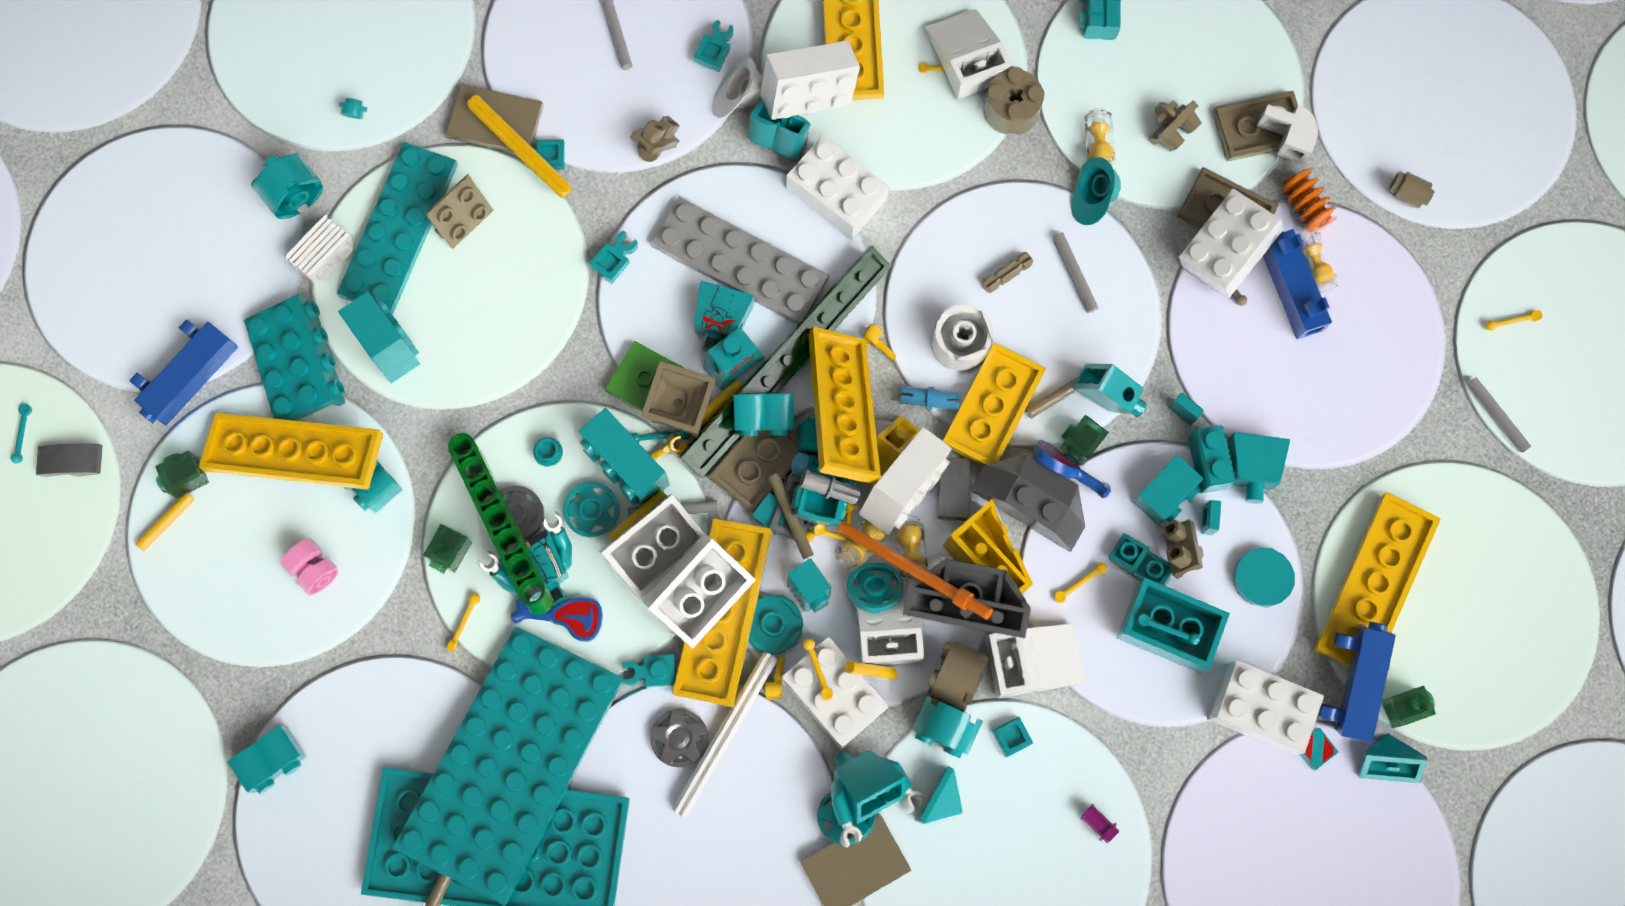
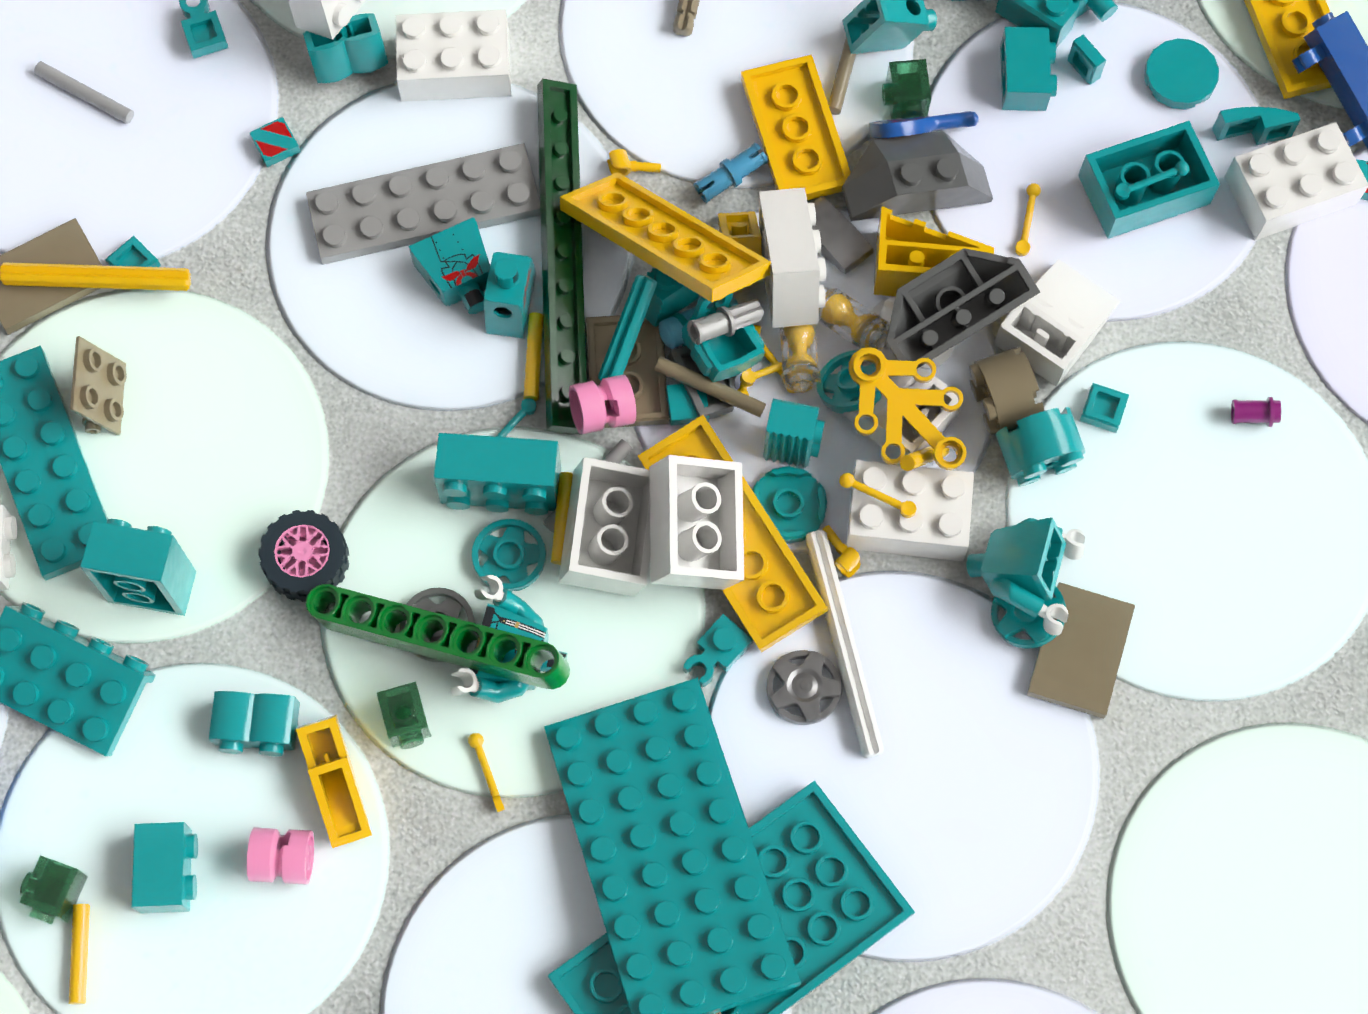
camera: 40 degrees left, 5 degrees down
(246, 515) = (163, 867): none -> teal brick
(291, 450) = (150, 760): yellow plate -> none
(377, 550) = (334, 781): none -> yellow slope
(481, 408) = (303, 553): none -> black wheel
(548, 452) = (412, 539): teal plate -> none
(579, 616) = (595, 663): piece -> none
(612, 260) = (298, 305): teal plate -> none
(635, 375) = (440, 390): bright green plate -> none
(656, 138) = (229, 156): dark tan hips -> none
(668, 447) = (526, 426): yellow hand -> none
(678, 398) = (498, 369): dark tan brick -> none
(692, 151) = (275, 142): none -> teal tile
(718, 471) = (589, 408): none -> bright pink wheel
(739, 90) = (268, 43): white piece -> none
(763, 412) = (589, 315): teal brick -> none
(772, 440) = (628, 326): none -> teal axle
(882, 629) = (902, 404): none -> yellow plant
(944, 799) = (1098, 515): slope -> none
(960, 597) = (950, 304): orange bar -> none
(970, 323) = (708, 90): white brick -> none
(1139, 561) = (1060, 155): teal slope -> none
(1182, 547) = (1088, 105): dark tan hips -> none
(1283, 655) = (1264, 123): none -> teal slope

